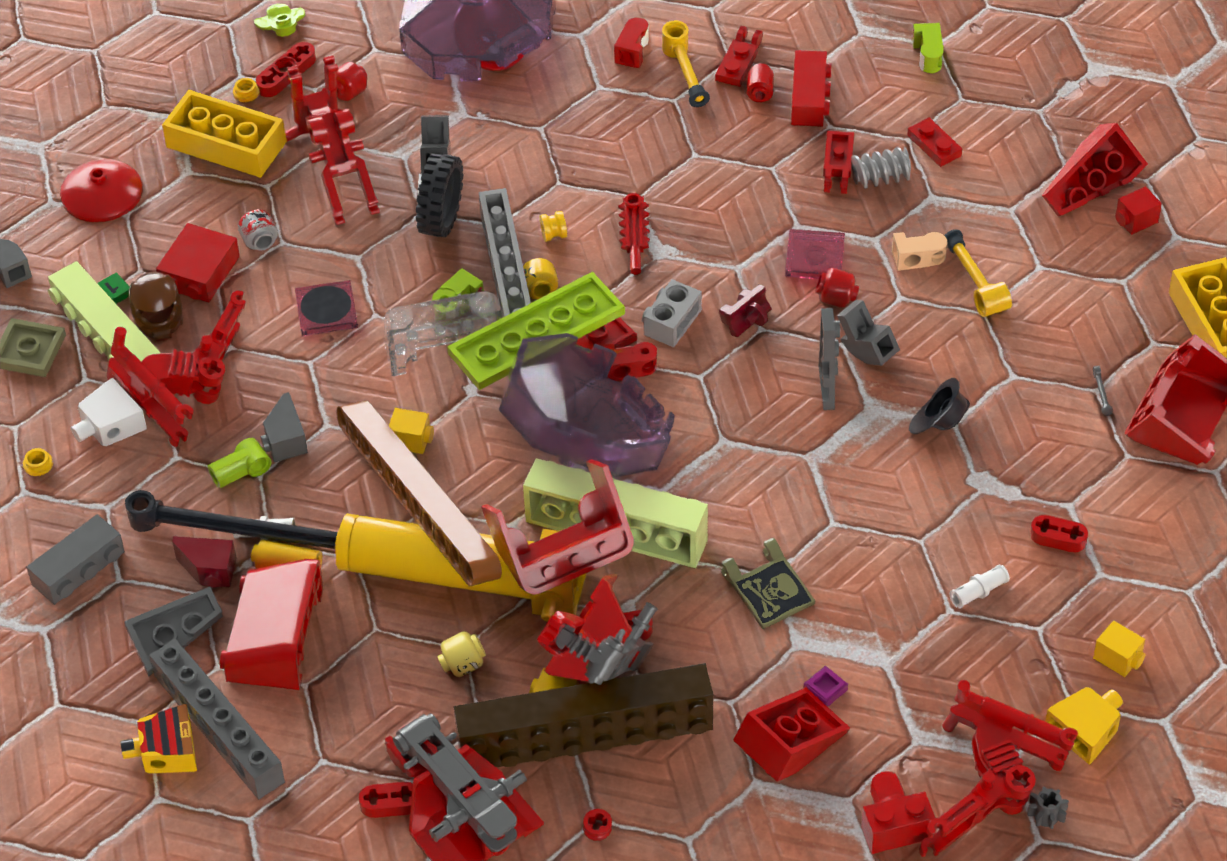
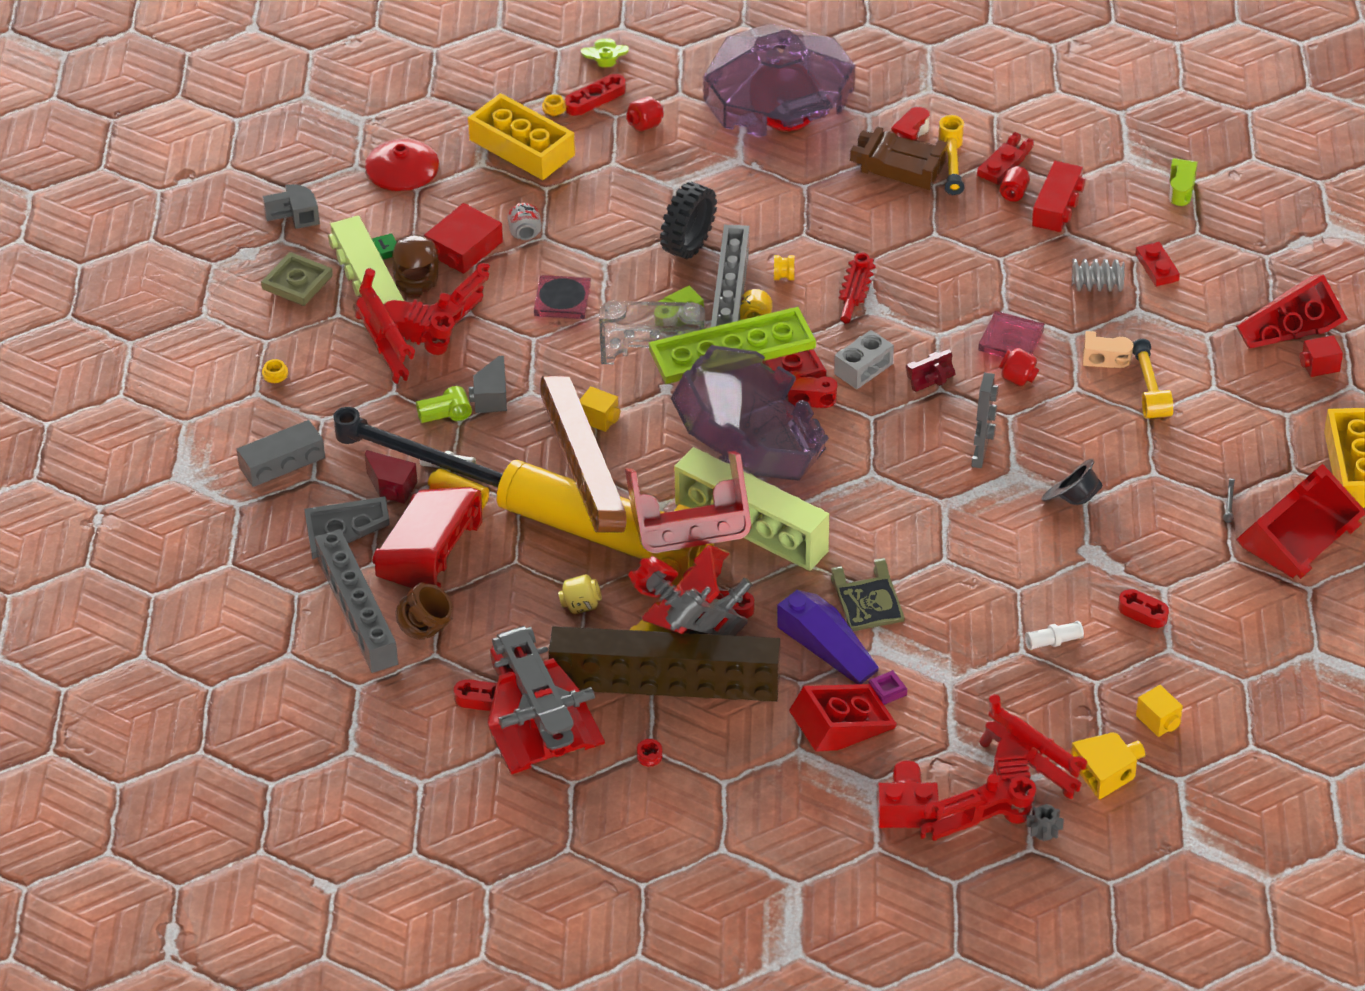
camera: 15 degrees right, 5 degrees down
(109, 415) = (346, 345): white torso -> none
(164, 742) = (306, 609): torso -> none
(298, 711) = (421, 608): none -> reddish brown helmet
(330, 129) = (609, 142): red piece -> none
(434, 137) = (705, 170): dark grey brick -> none
(631, 77) = (899, 157): none -> reddish brown hips
(739, 639) = (825, 634): none -> dark purple wedge
(838, 159) = (1060, 261): red hinge -> none
(863, 338) = (1026, 412): dark grey brick -> none

